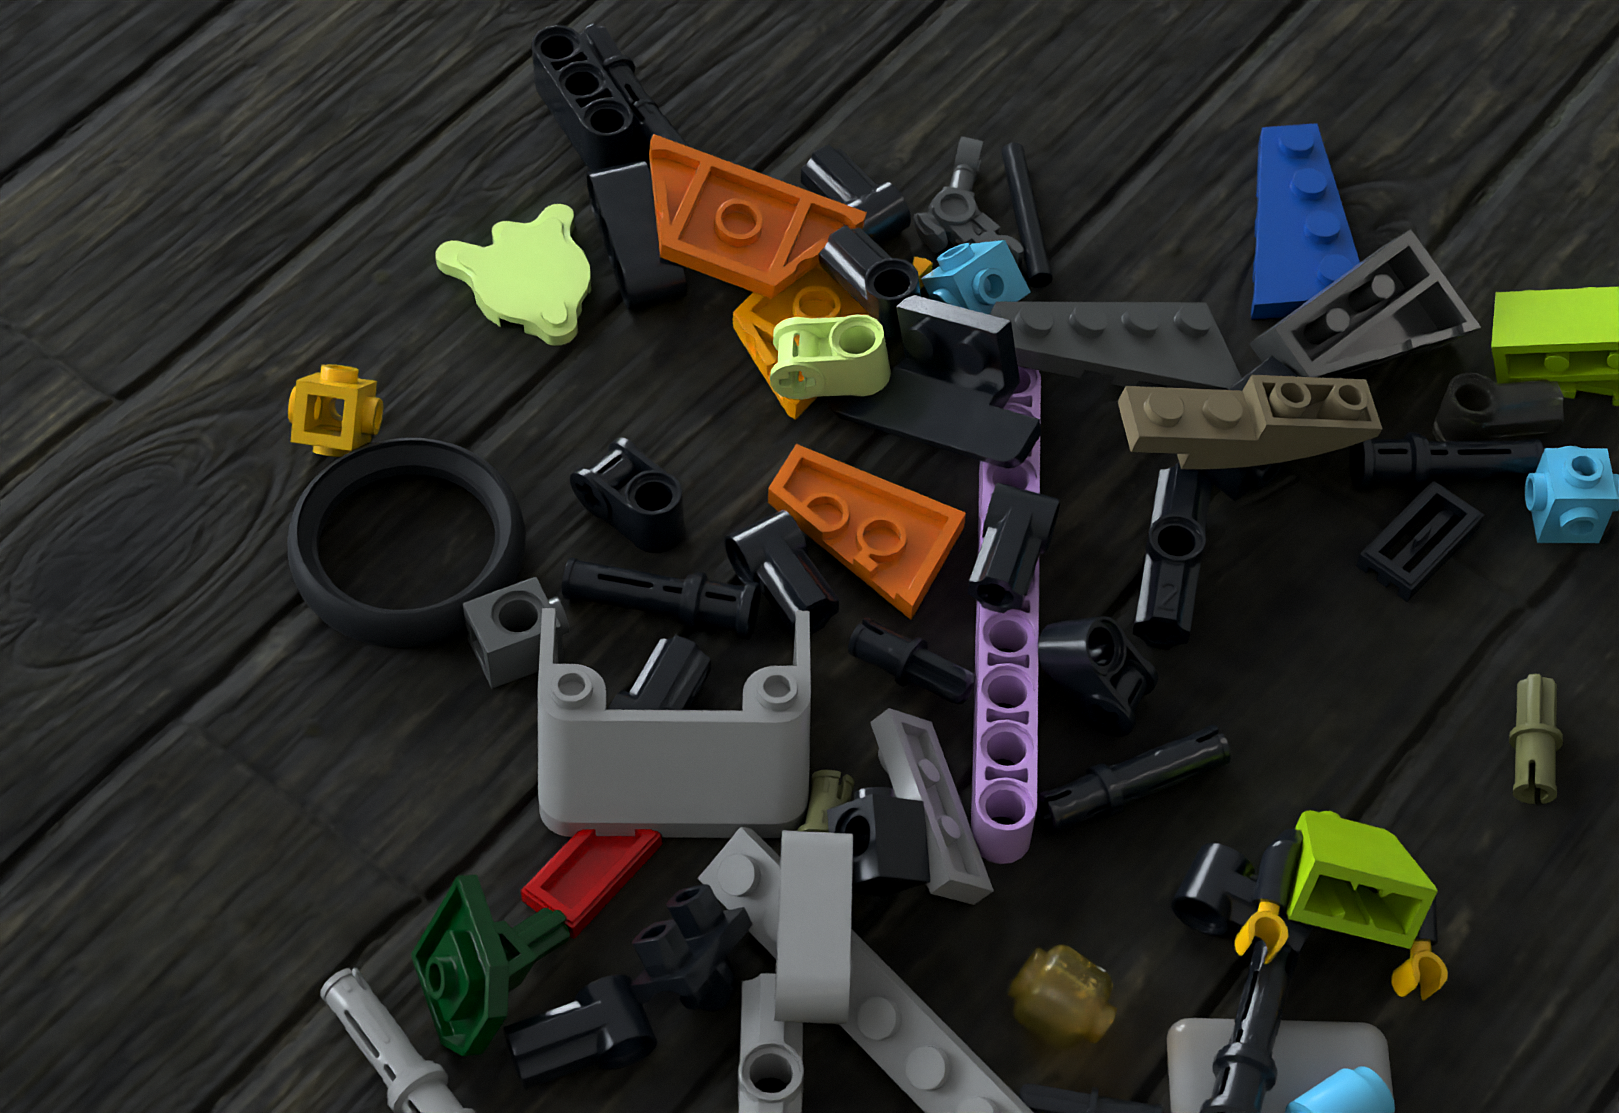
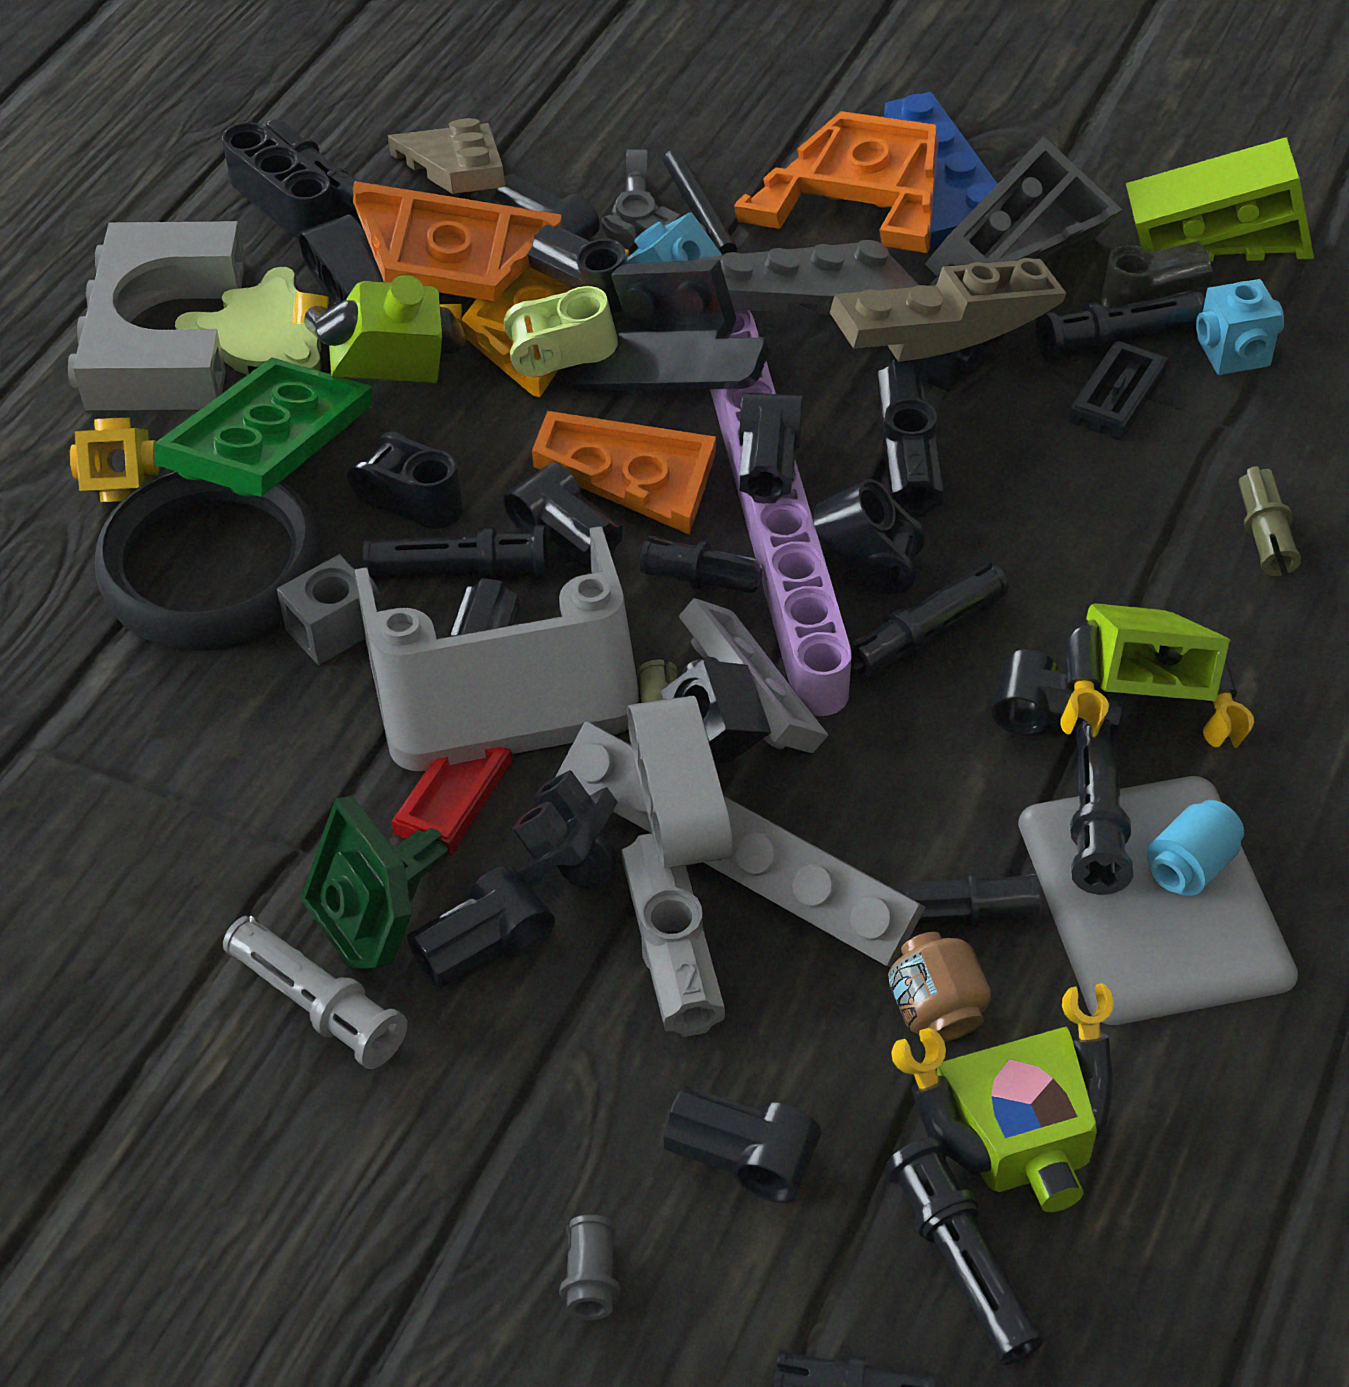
camera: 10 degrees left, 5 degrees down
(411, 180) = (136, 269): none -> light grey arch
(495, 406) = (263, 427): none -> green plate
(647, 316) = (384, 329): none -> lime torso
(775, 107) = (455, 157): none -> dark tan wing
(1063, 997) = (918, 805): clear yellow head -> none
(1215, 203) = (859, 161): none -> orange wing

